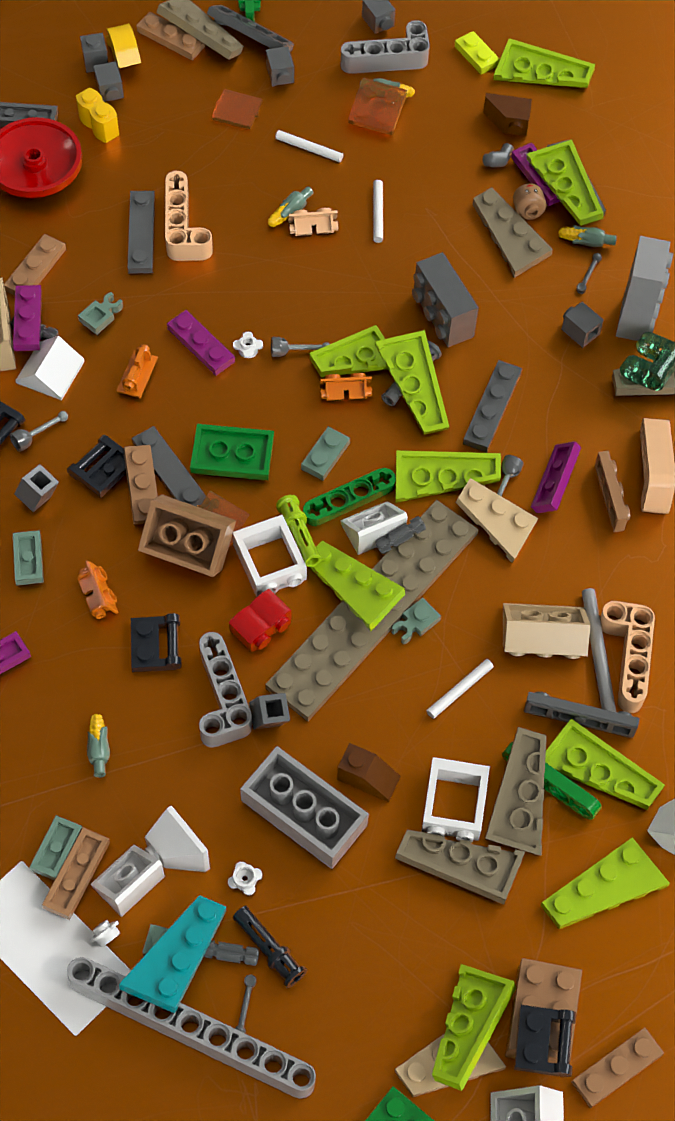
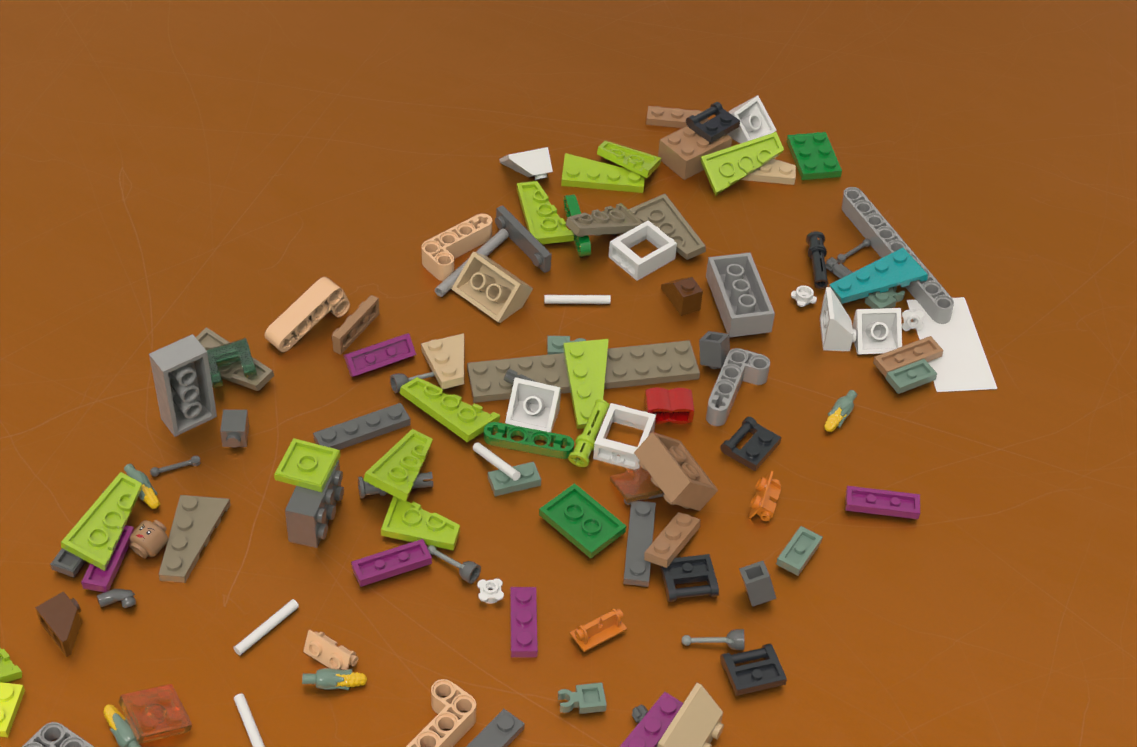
camera: 140 degrees left, 15 degrees down
(51, 368) = (671, 676): white slope -> none
(336, 386) = (448, 507): orange hinge -> none
(342, 311) = (391, 562): none -> magenta plate
(350, 445) = (496, 461): none -> white bar
(467, 292) = (307, 465): none -> lime tile
(592, 932) = (634, 160): none -> lime wing

